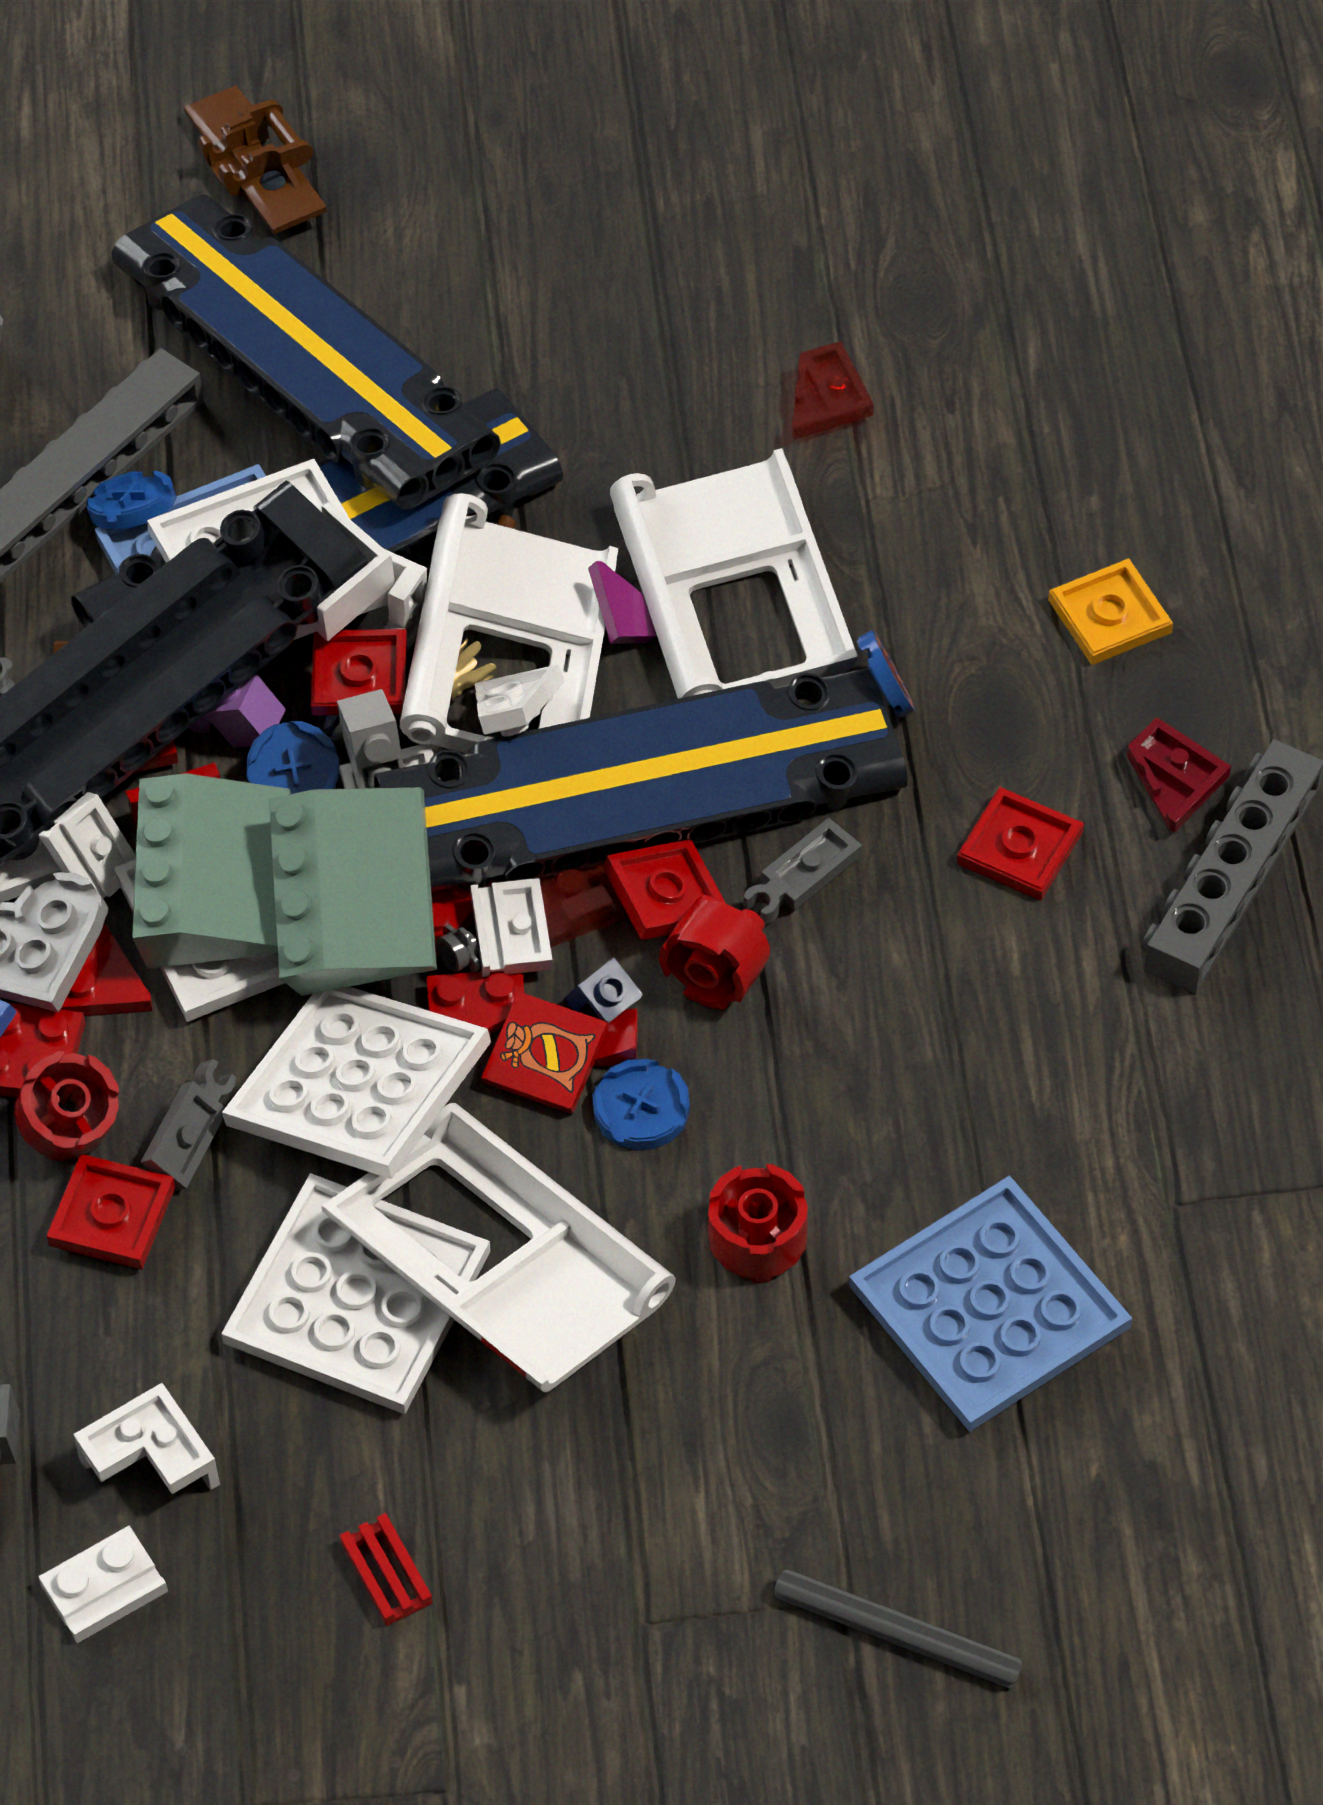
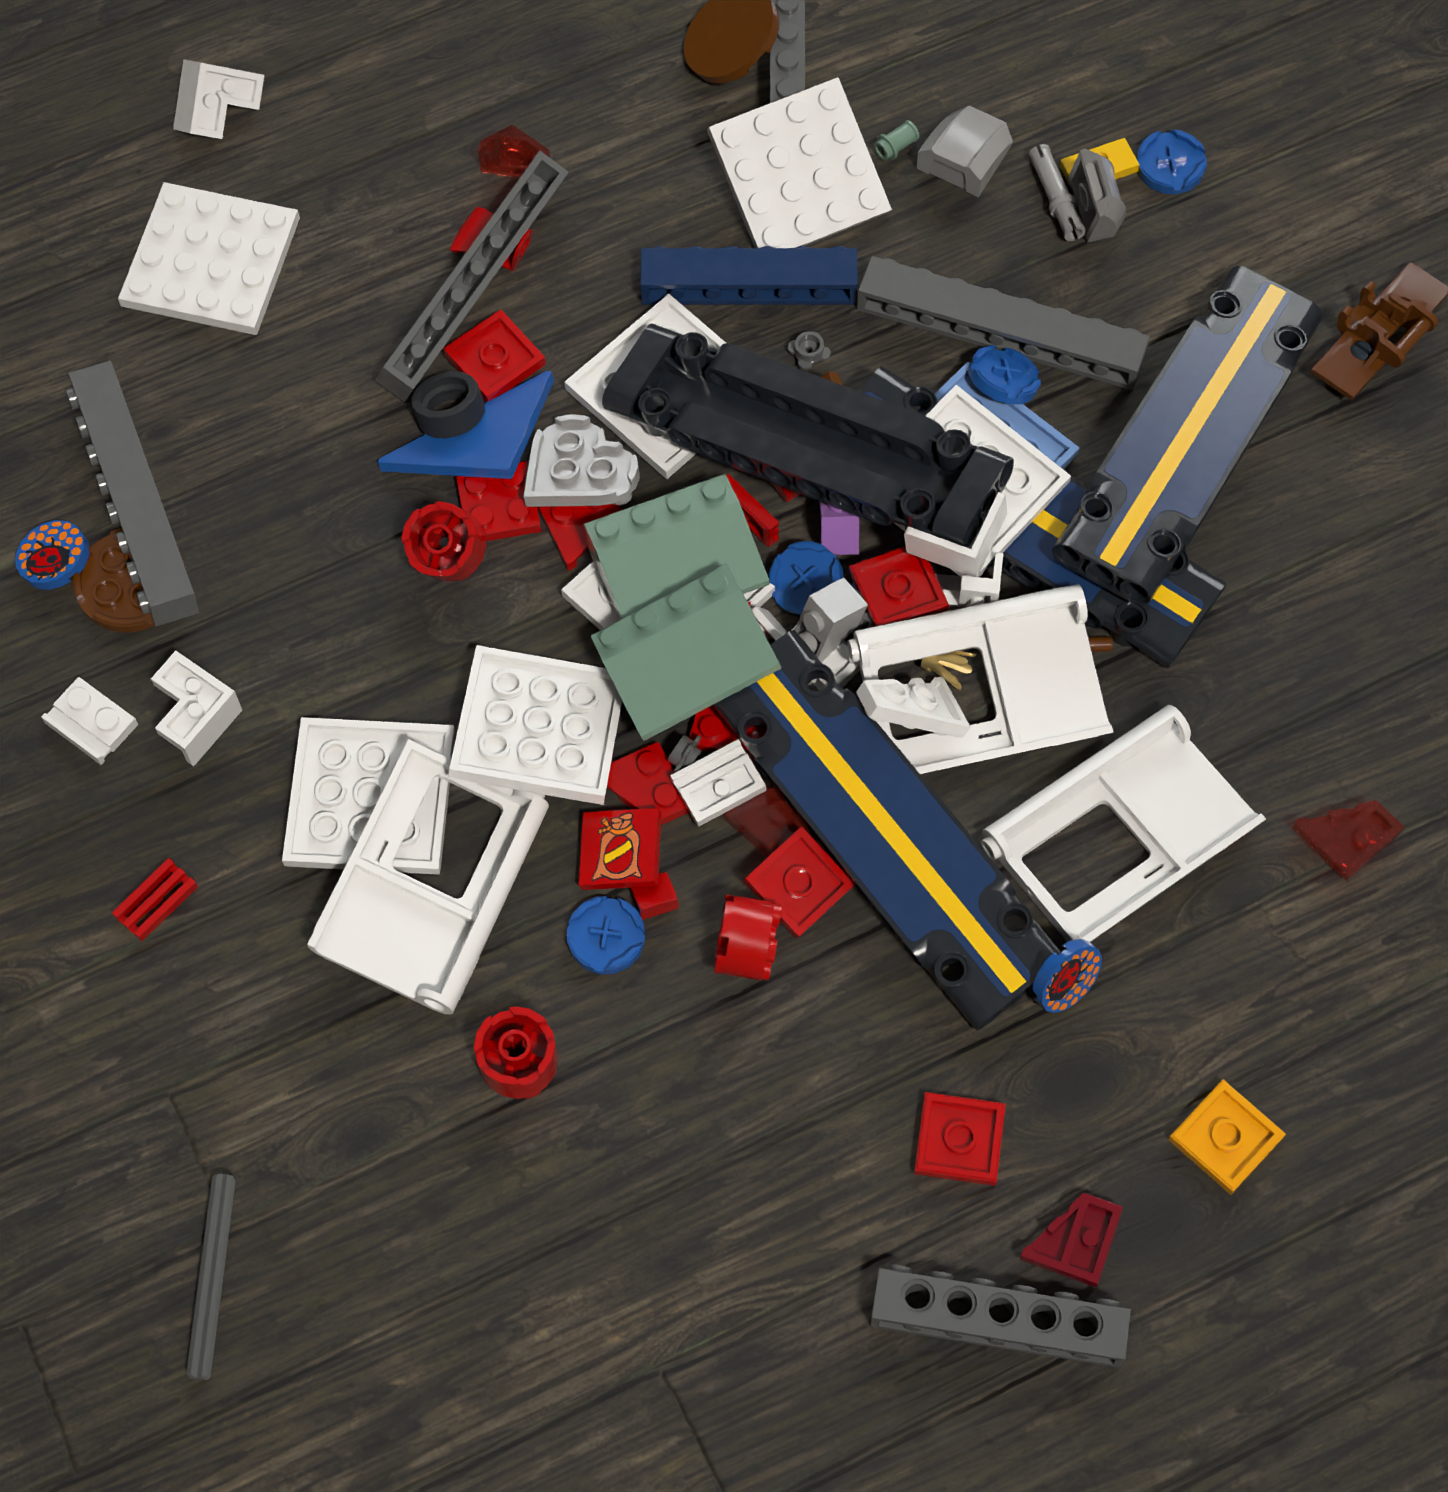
camera: 70 degrees right, 10 degrees up
(89, 844) = (667, 465): white plate -> none
(111, 1211) = (381, 608): red plate -> none
(189, 1126) = (465, 629): dark grey plate -> none
(606, 991) = (682, 870): bracket -> none
(621, 606) = (1054, 755): magenta tile -> none
(804, 869) = (862, 979): dark grey plate -> none
(990, 1303) = (512, 1253): medium blue plate -> none

